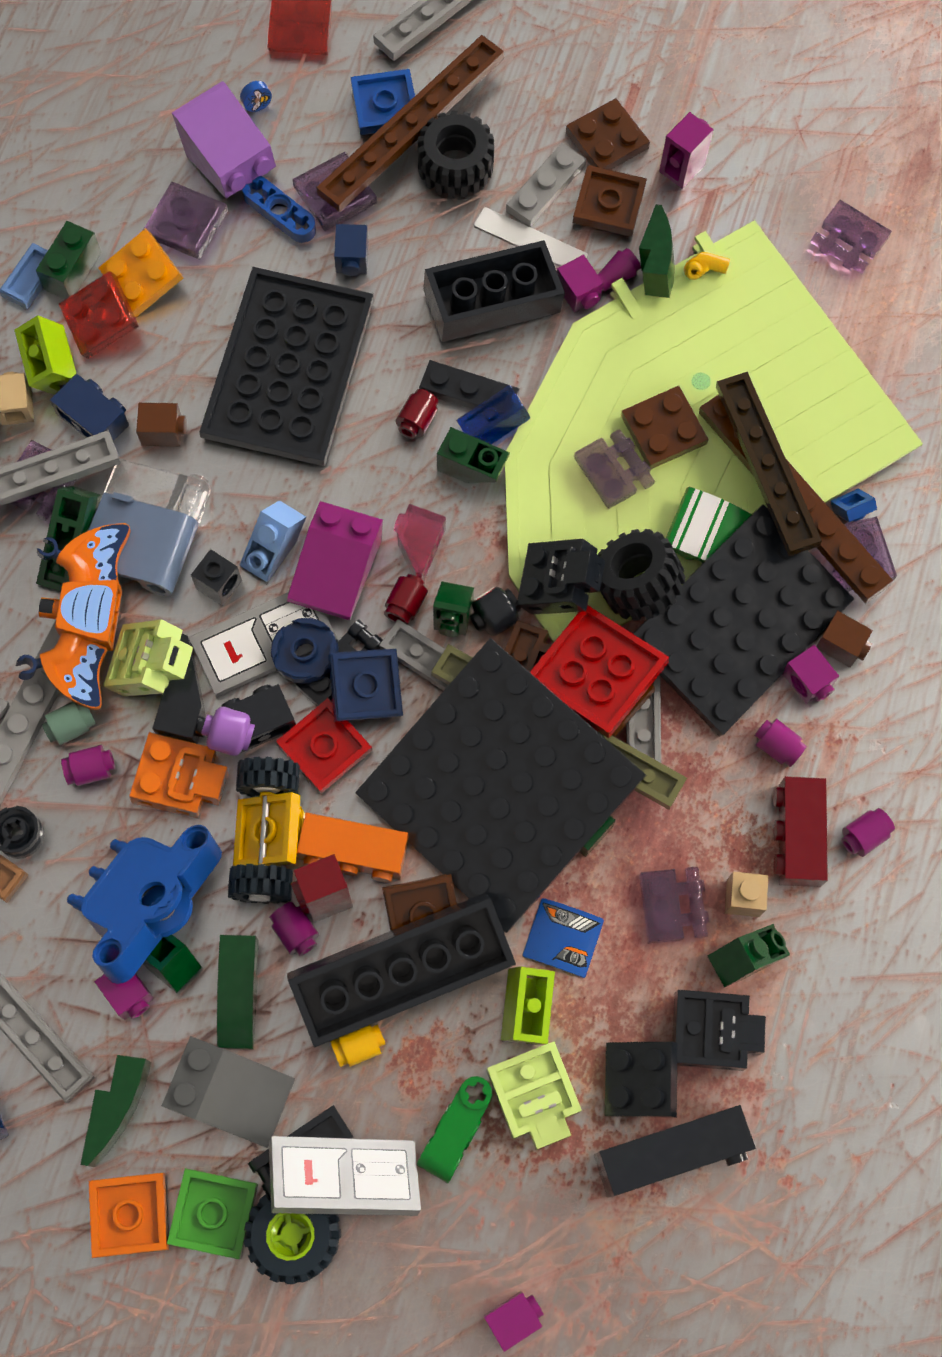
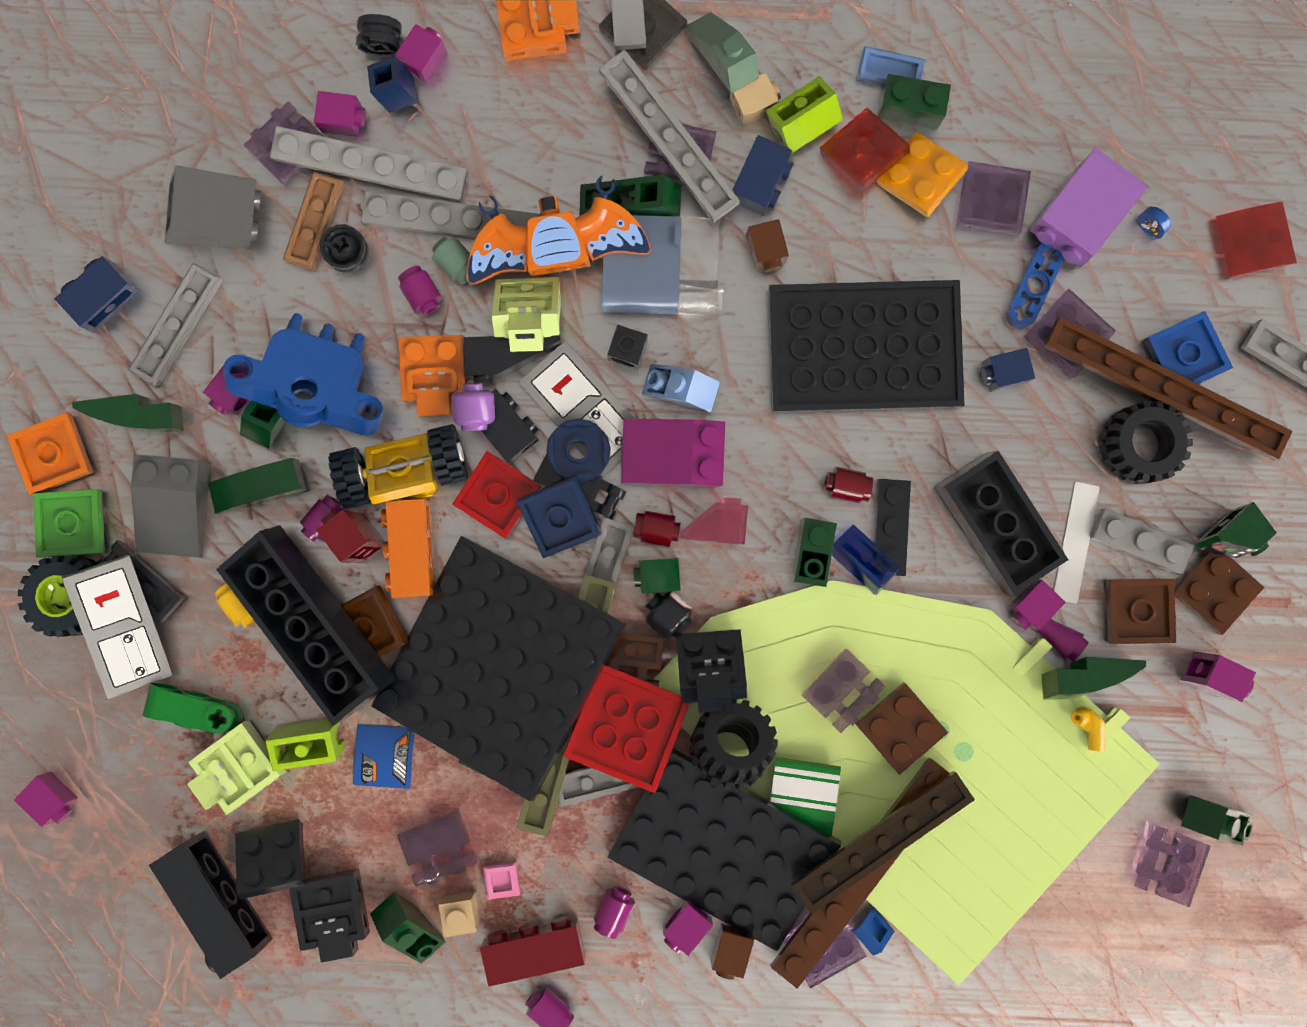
camera: 75 degrees right, 15 degrees up
(561, 102) = (1239, 533): none -> dark green slope
(722, 848) = (502, 880): none -> bright pink tile
(818, 188) = (1217, 821): none -> dark green slope

